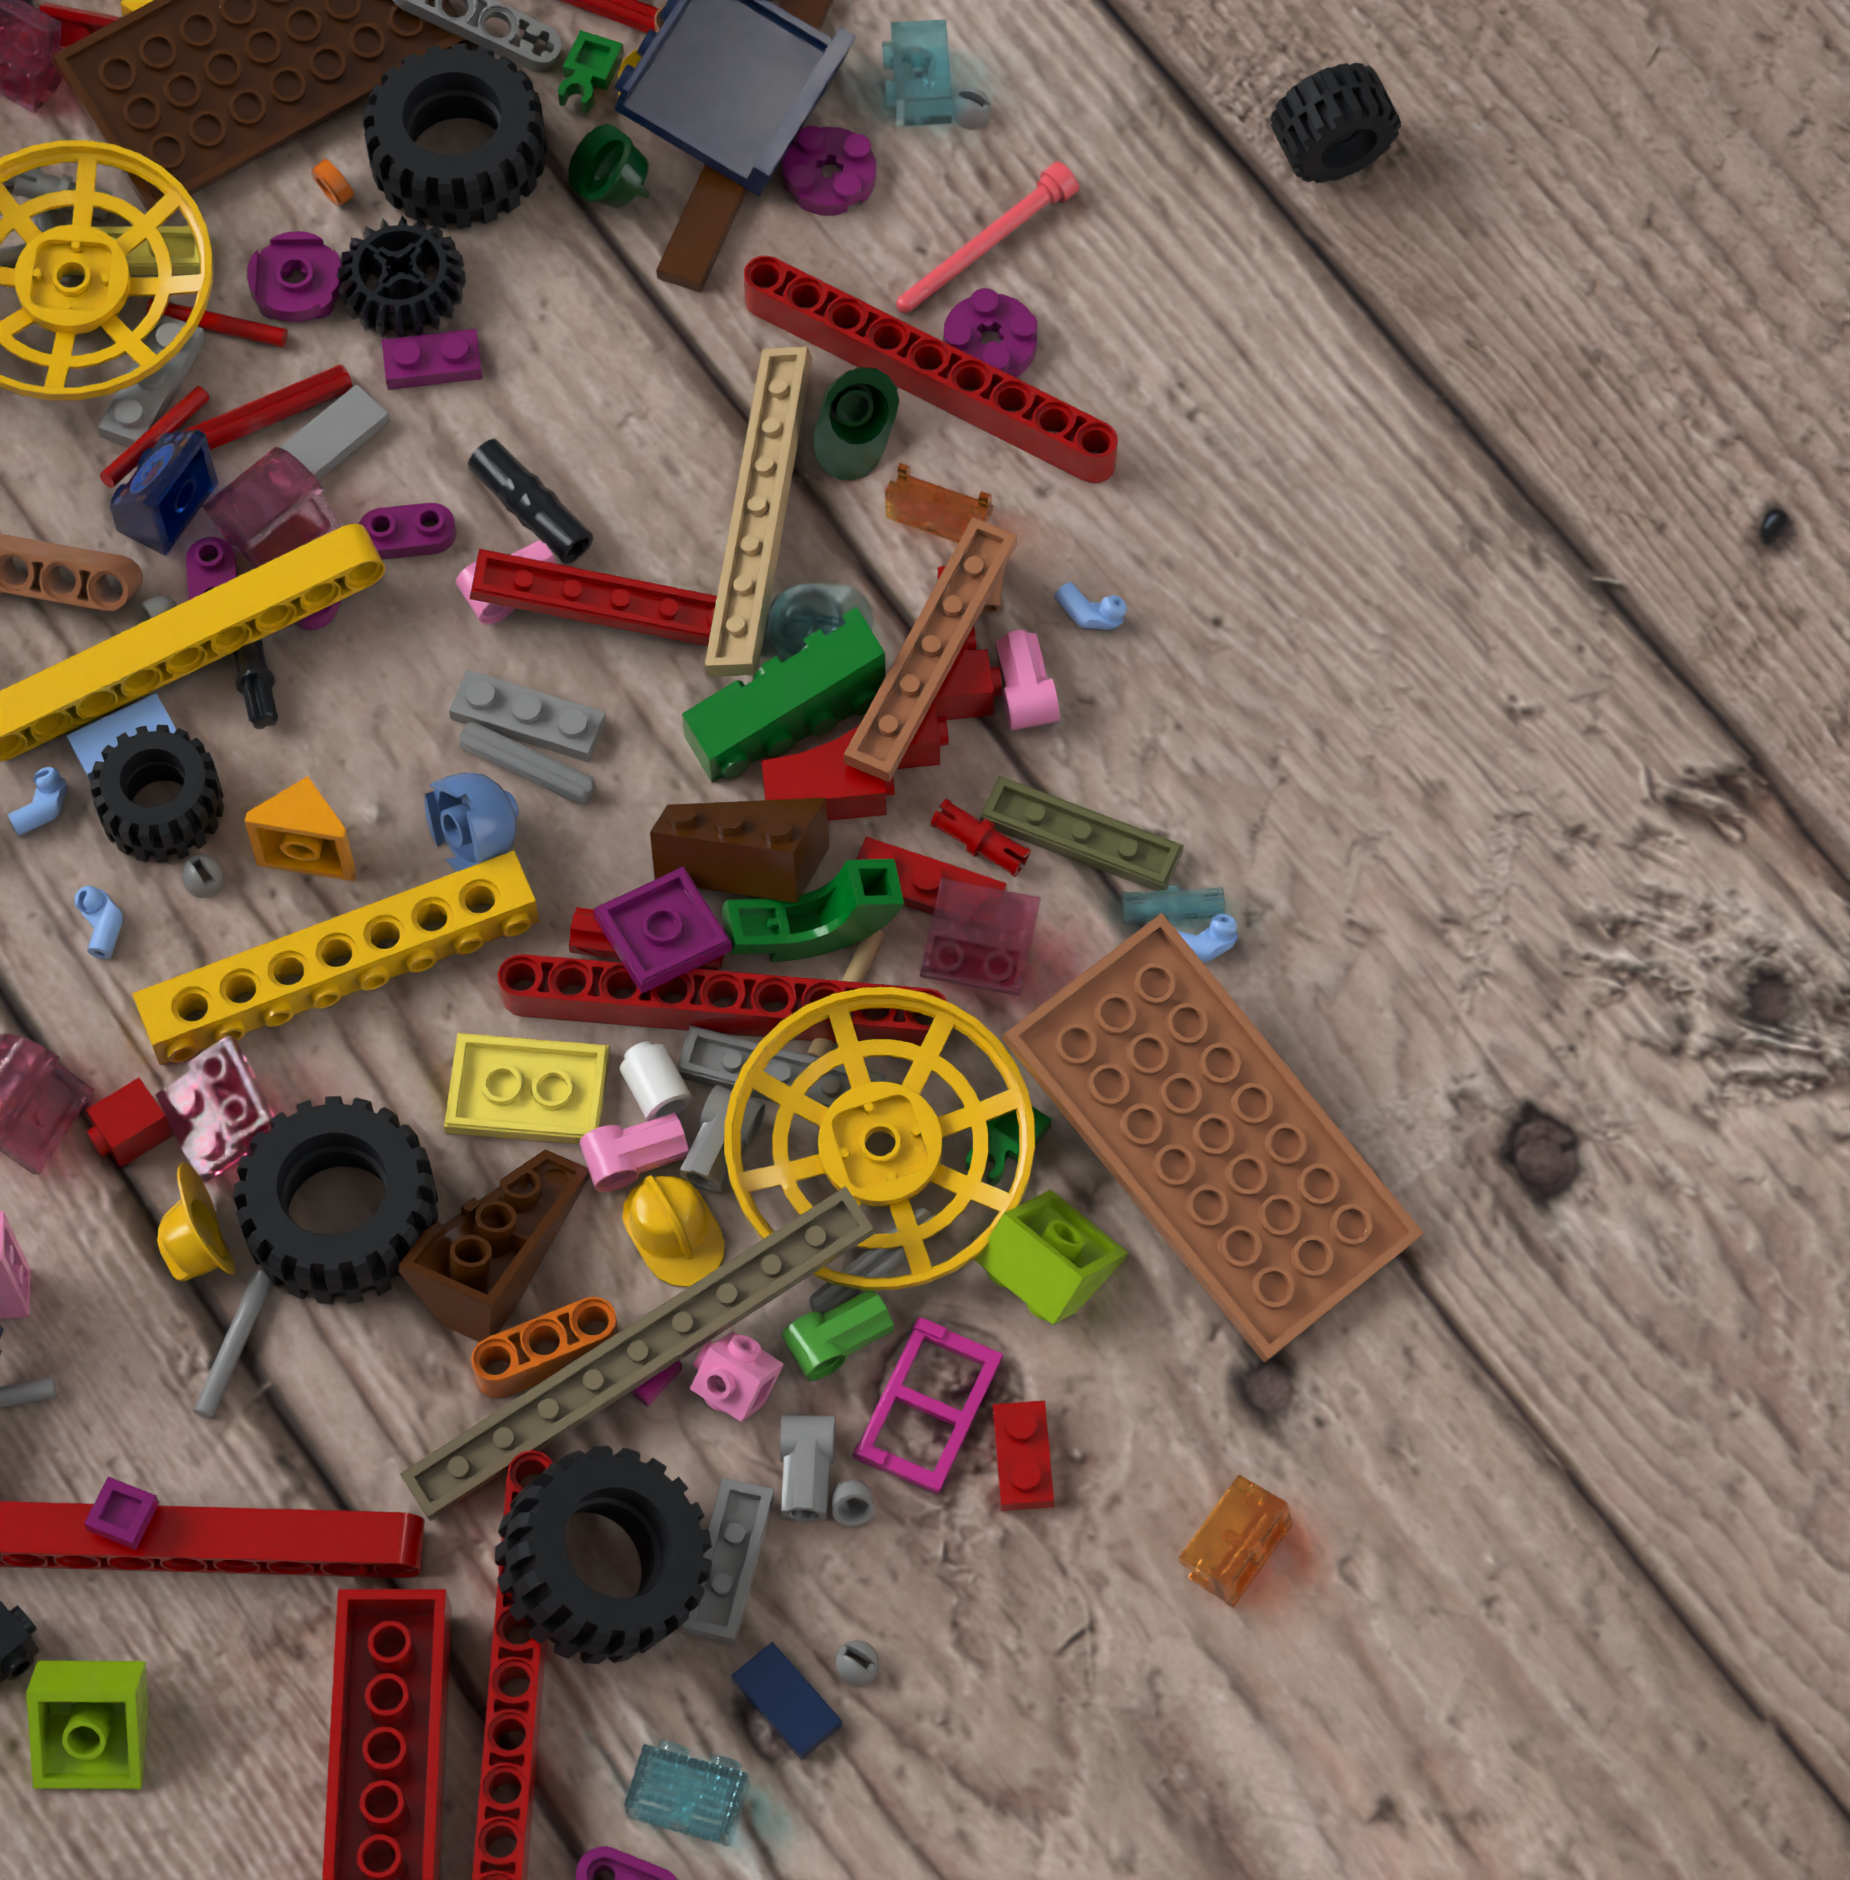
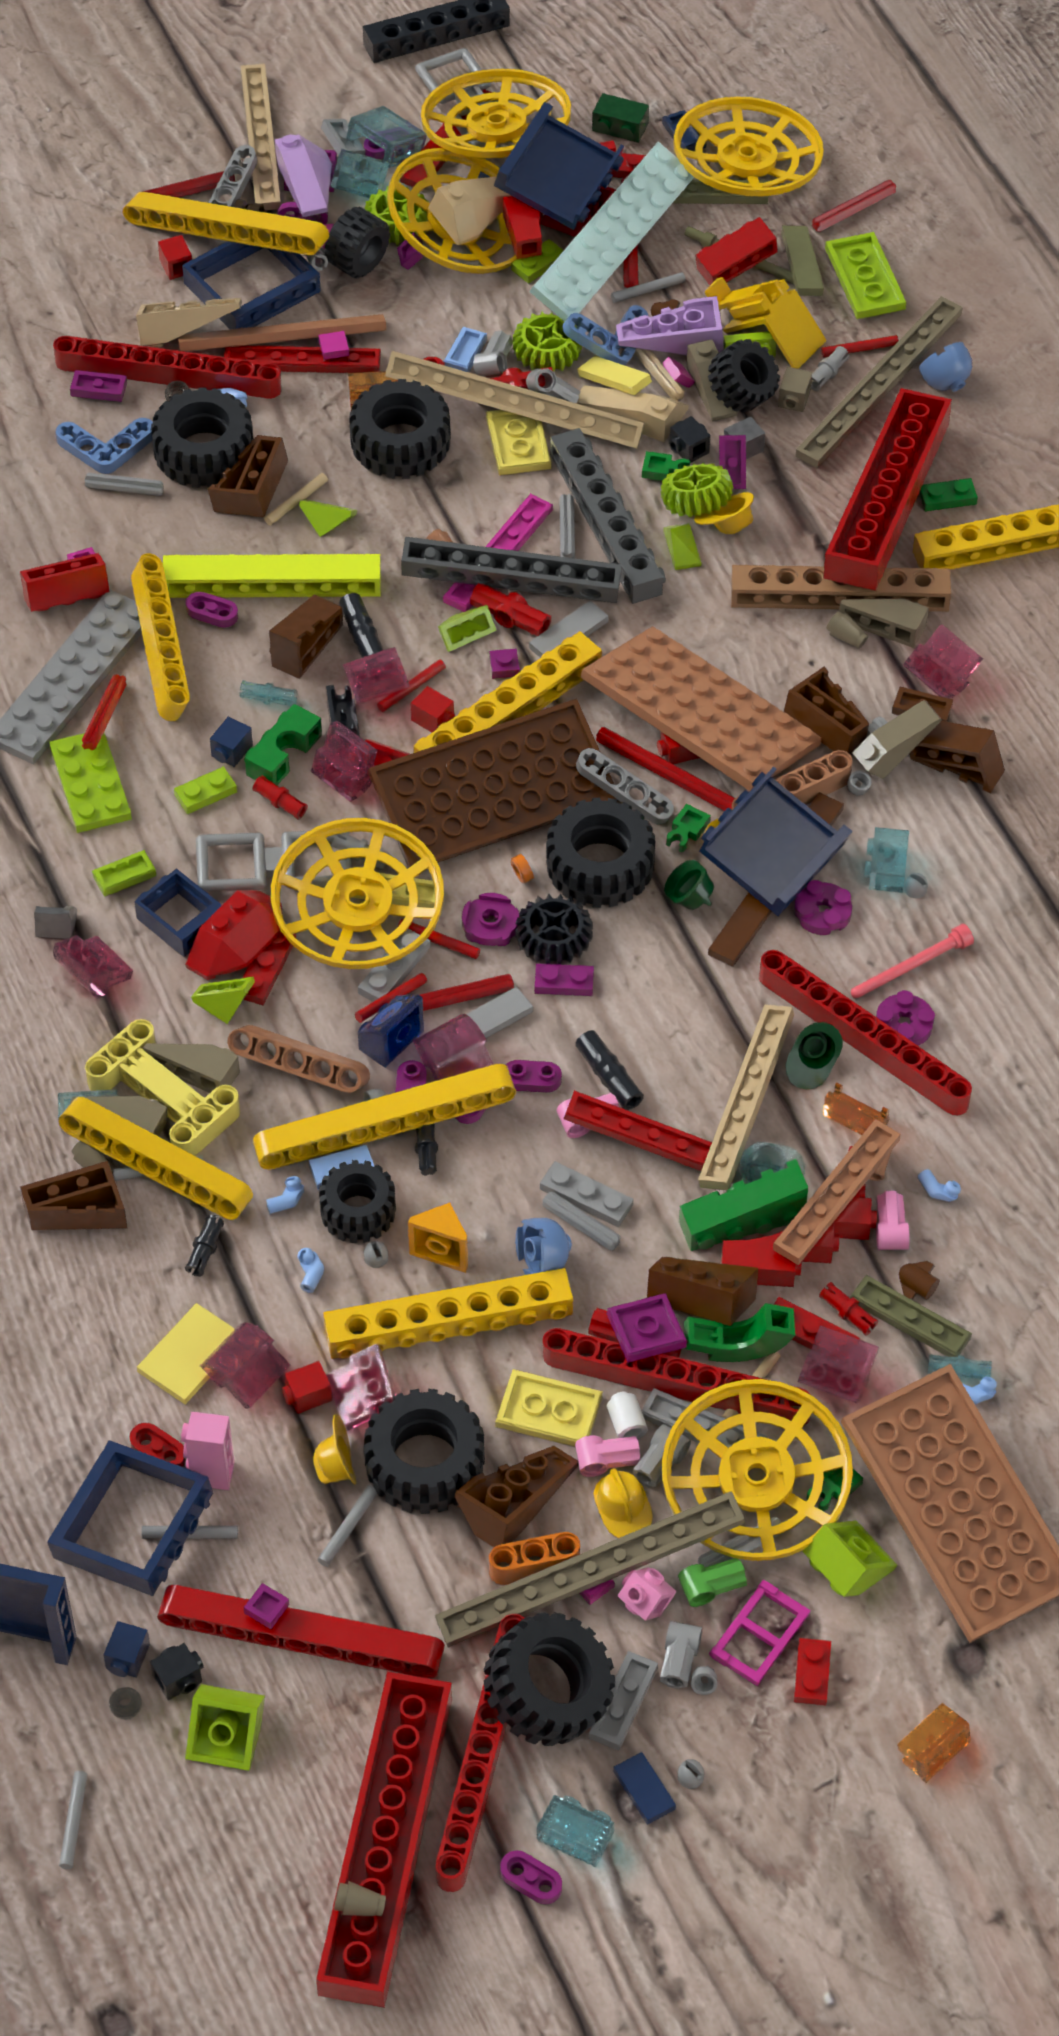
camera: 10 degrees right, 10 degrees down
(1083, 771) = (916, 1279): none -> reddish brown piece

